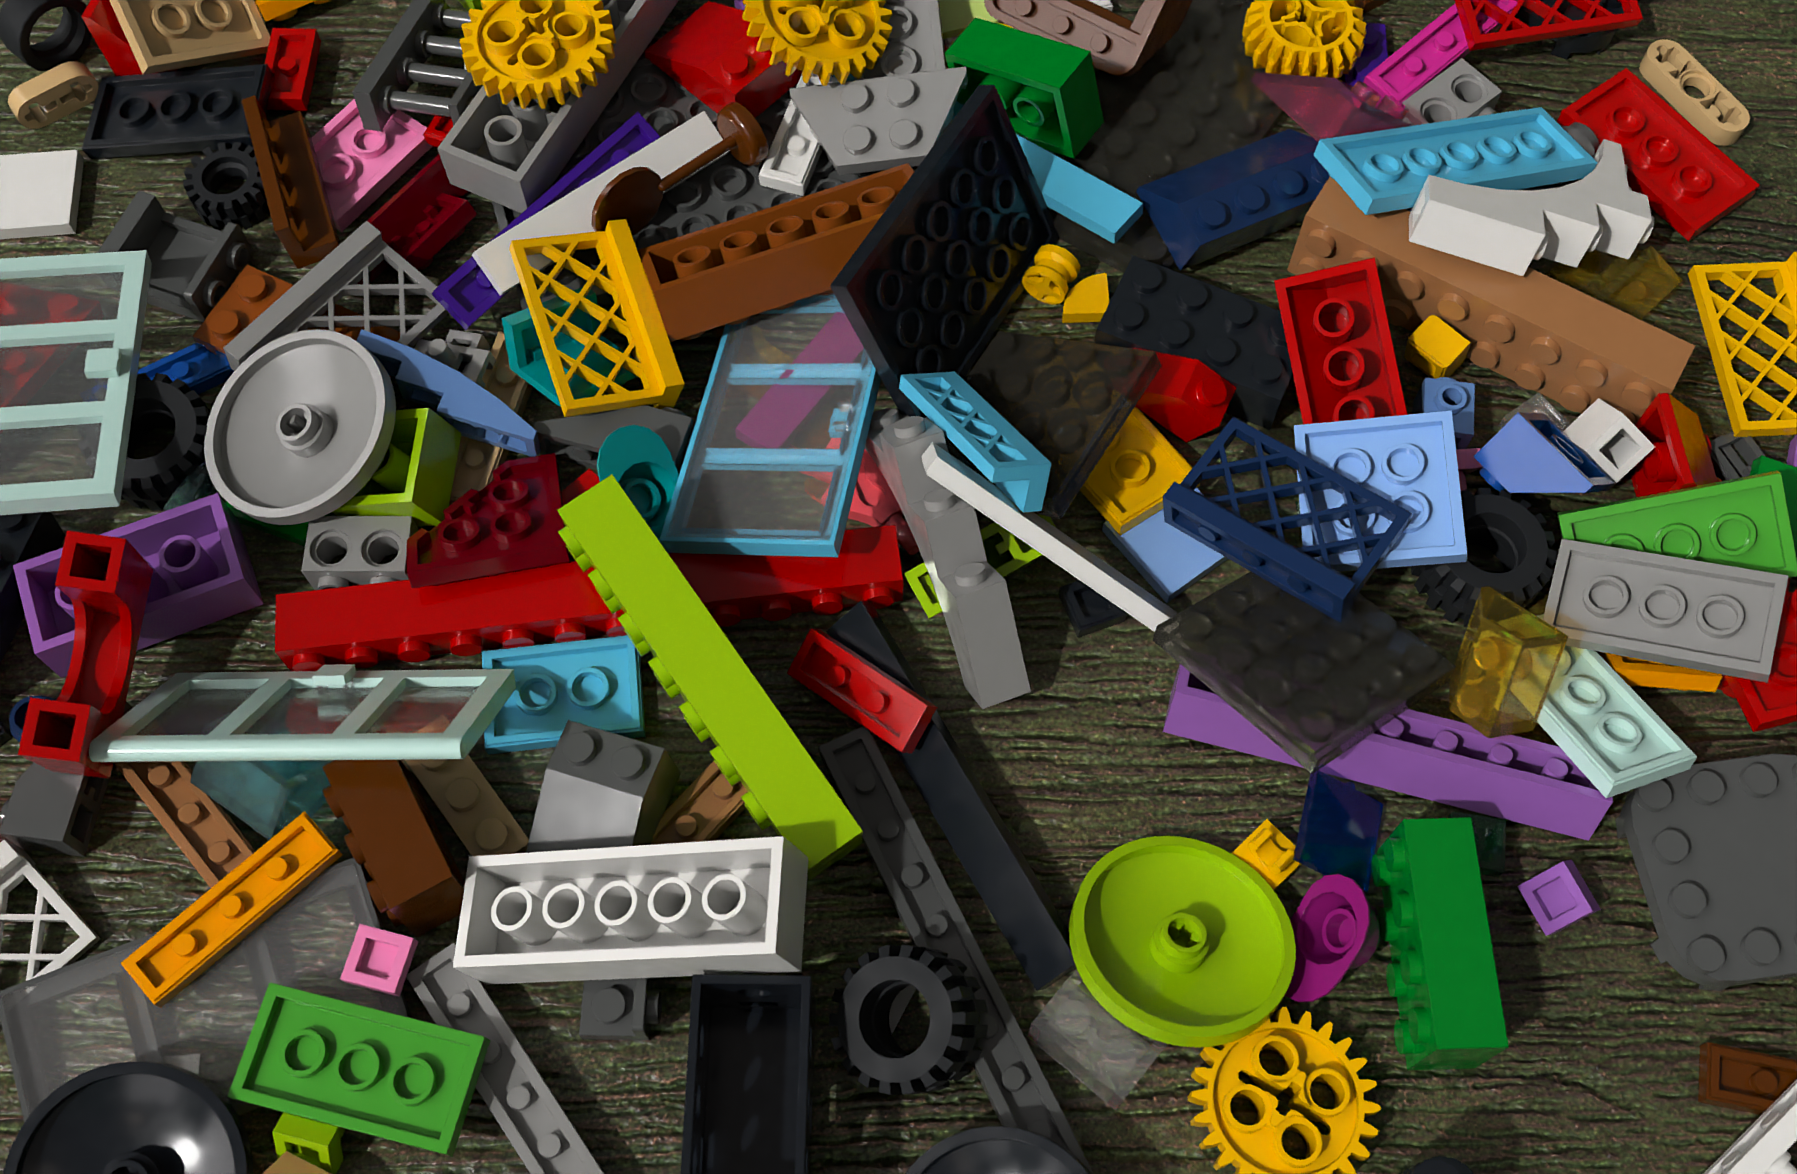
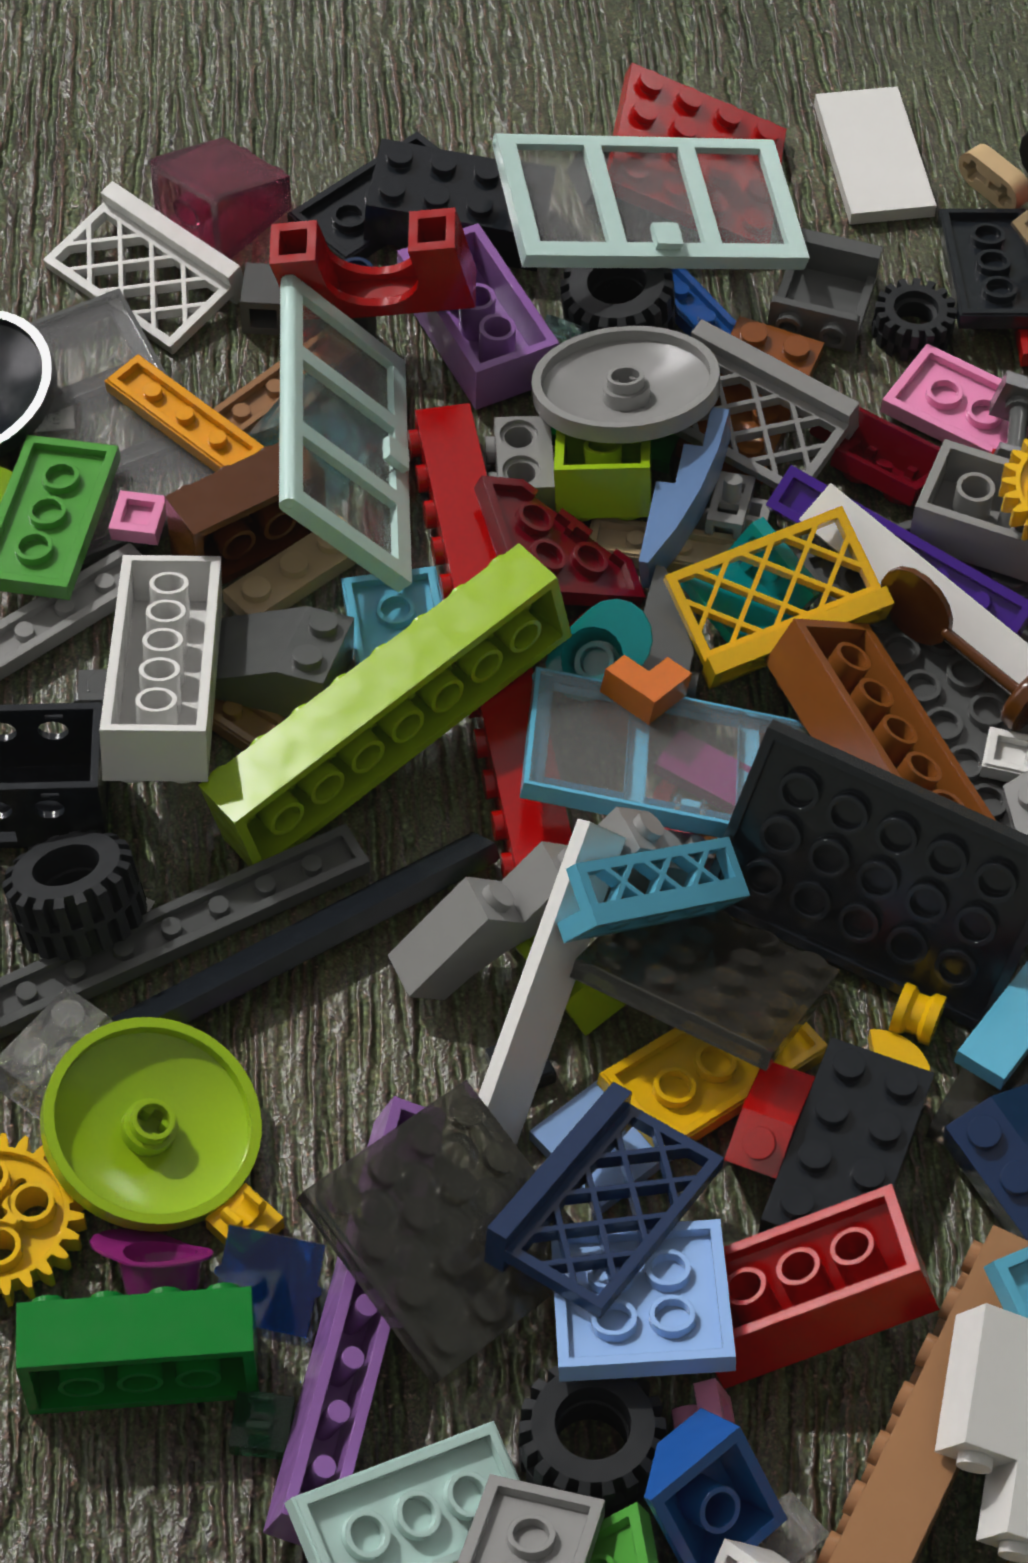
camera: 85 degrees right, 10 degrees down
(292, 184) = (906, 357): reddish brown fence -> none
(704, 441) = (644, 691): none -> orange piece
(862, 690) = (400, 851): red plate -> none
(1436, 348) = (860, 1408): yellow slope -> none
(1449, 395) = (781, 1416): medium blue brick -> none
(1504, 666) = (434, 1405): clear yellow slope -> none
(1558, 897) = (198, 1495): medium lavender plate -> none

